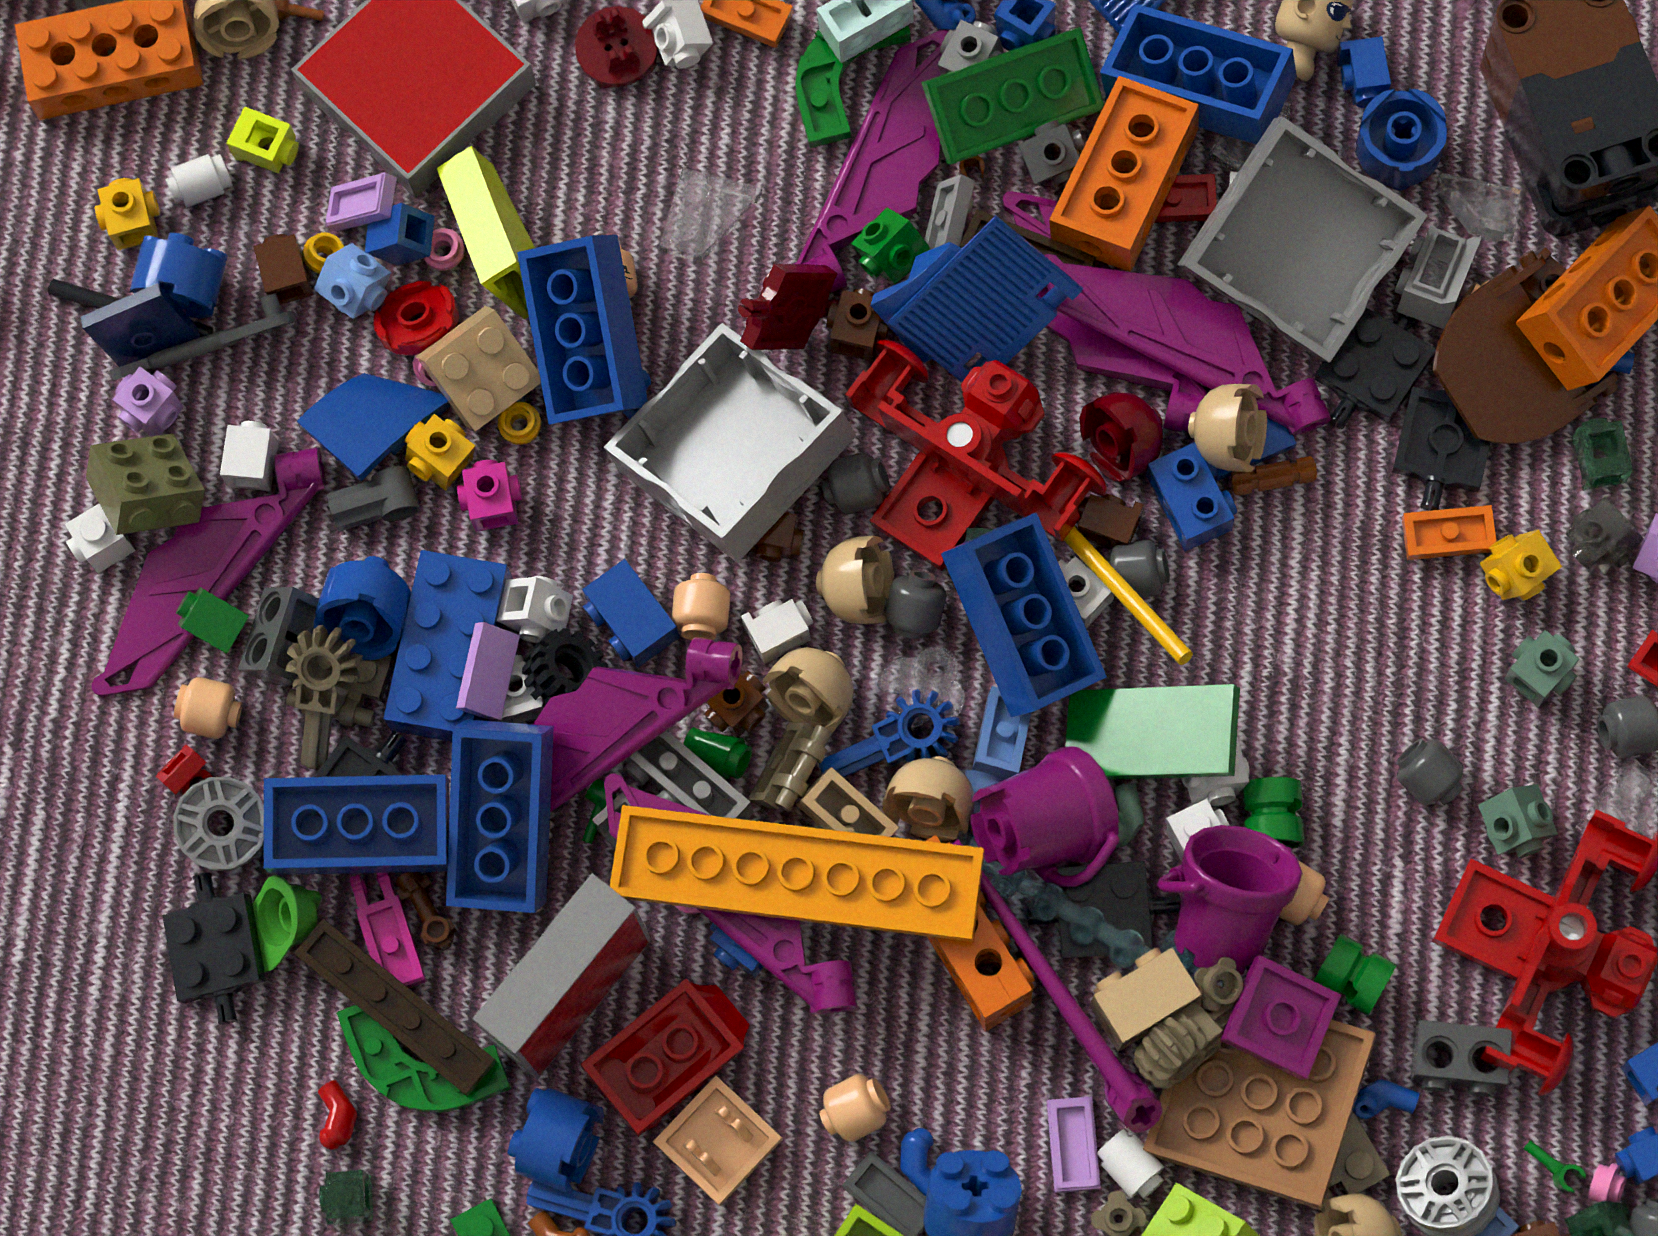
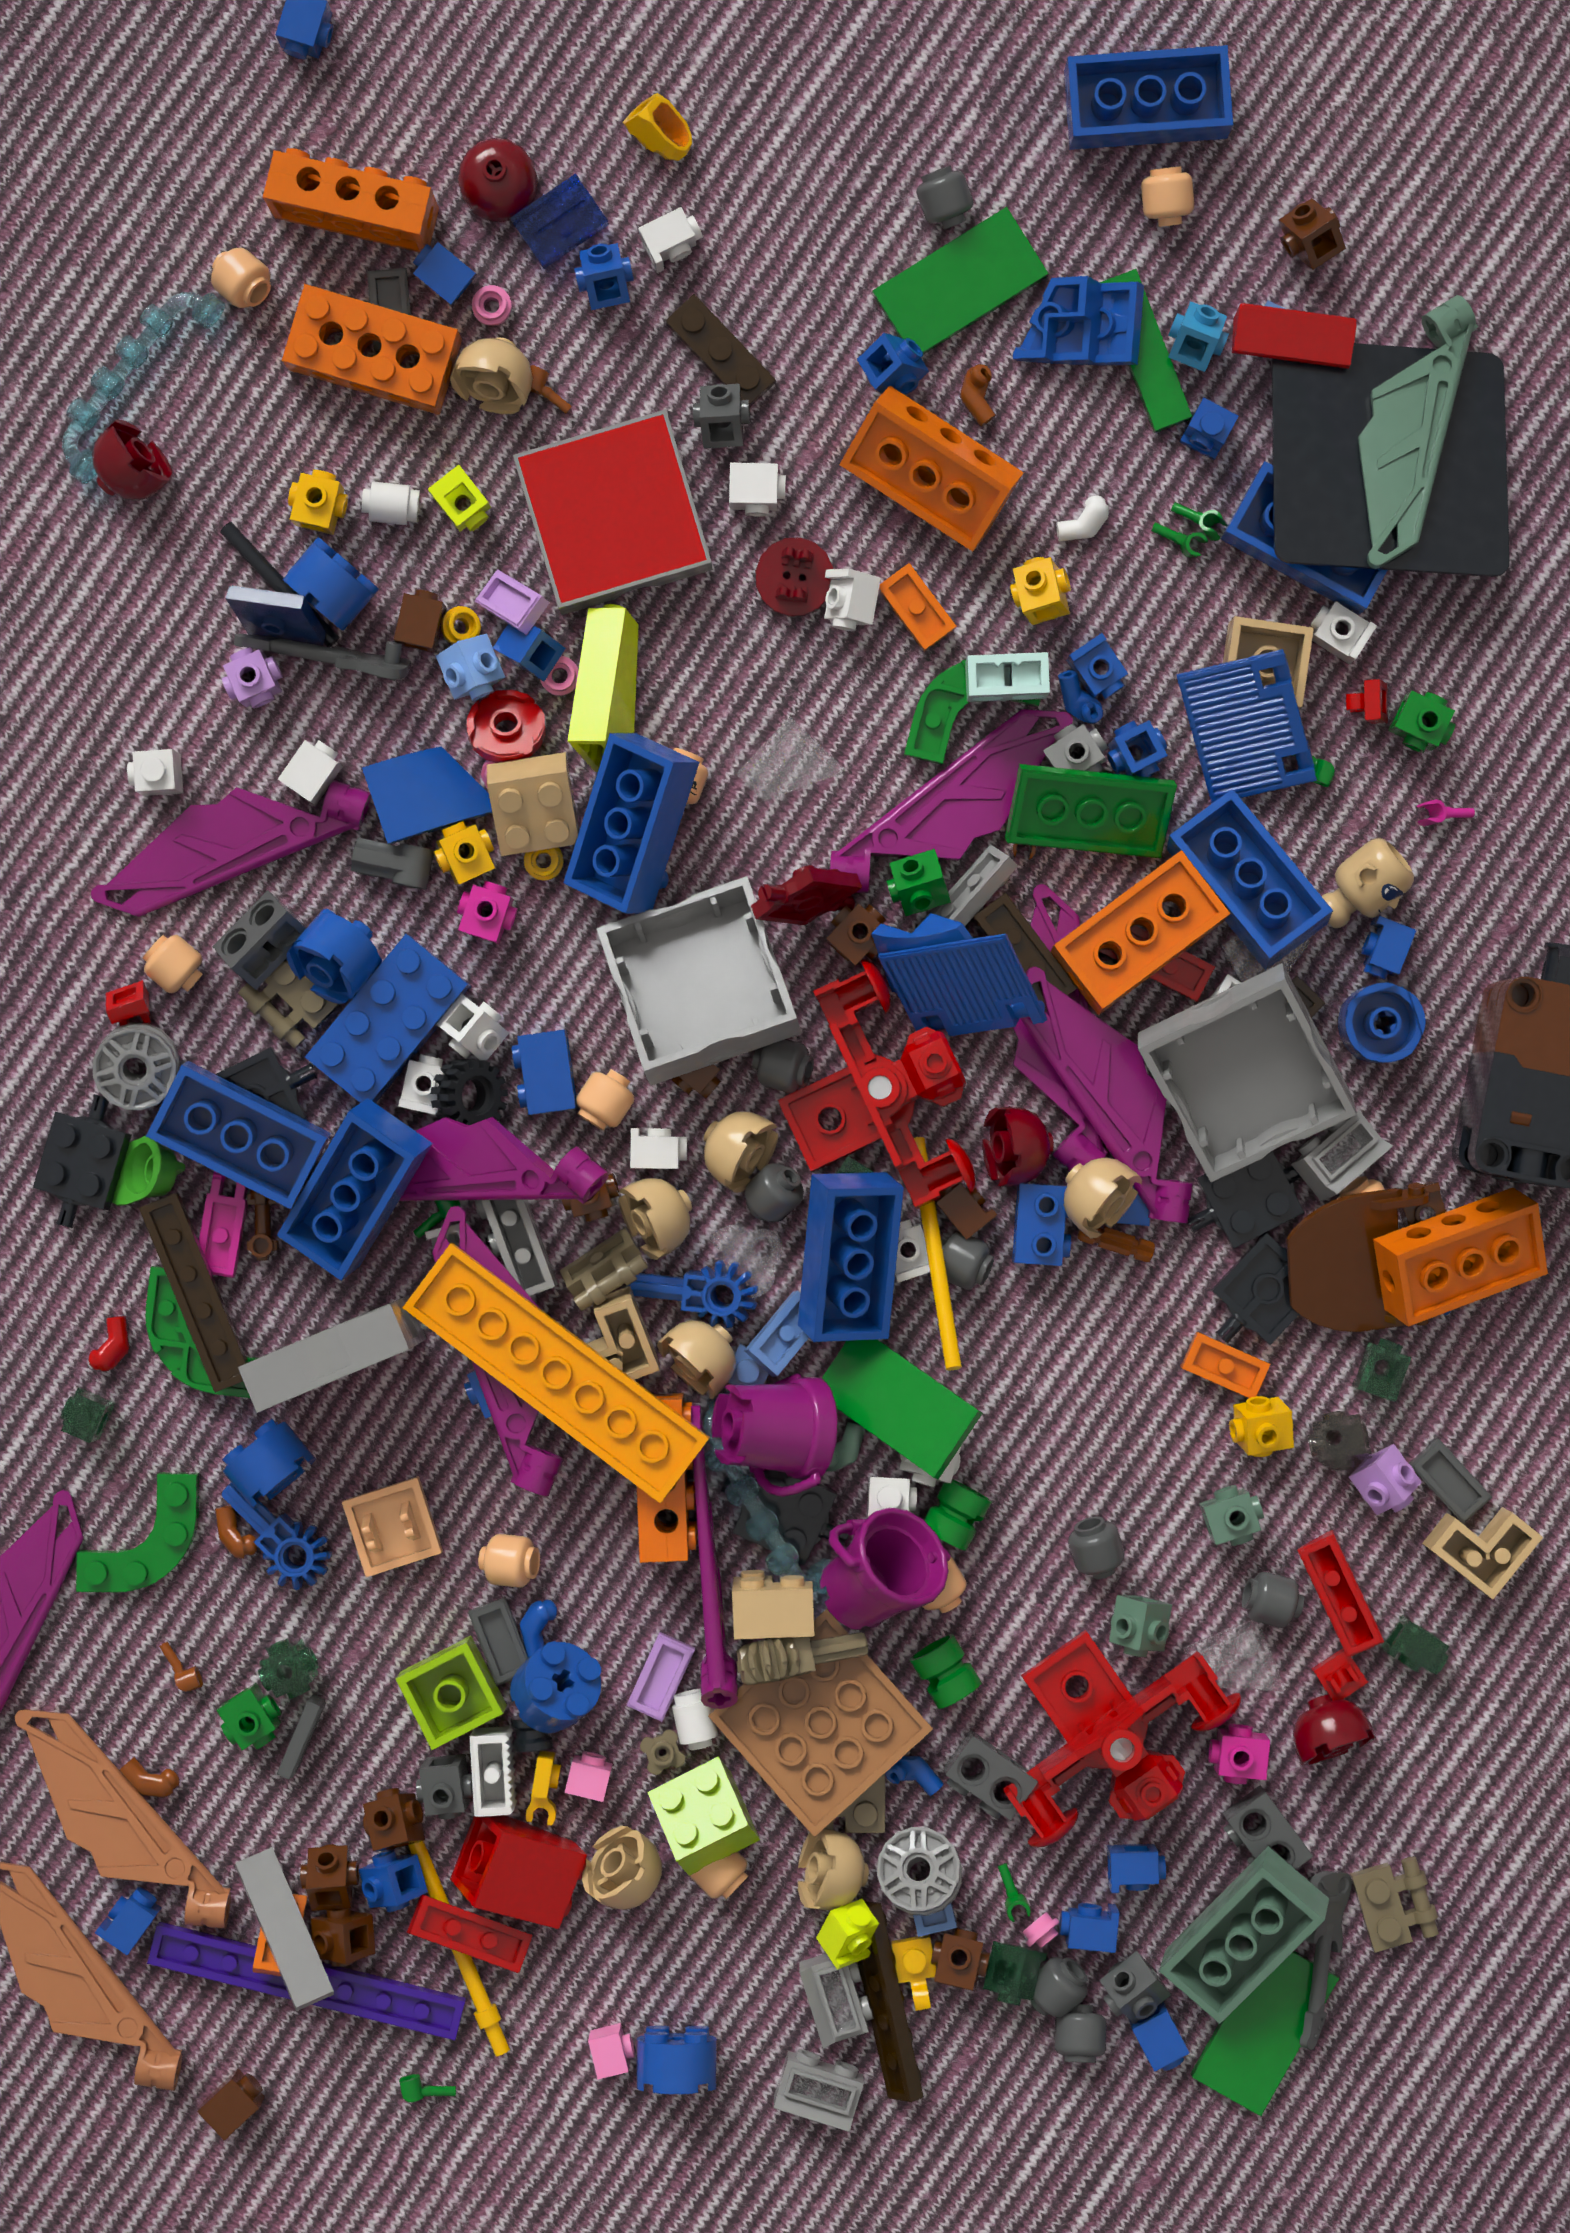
camera: 20 degrees right, 15 degrees up
(144, 483) = (213, 754): olive brick -> none
(211, 619) = (212, 893): green brick -> none
(321, 690) = (269, 1005): dark tan gear -> none
(487, 671) = (405, 1066): lavender tile -> none
(667, 1053) = (390, 1441): red slope -> none
(721, 752) = (557, 1224): green cone -> none
(1039, 152) = (1083, 881): dark grey brick -> none
(1231, 987) = (838, 1641): dark tan plate -> none
(1280, 1017) = (866, 1682): magenta plate -> none
(1481, 206) = (1410, 1116): clear wing -> none

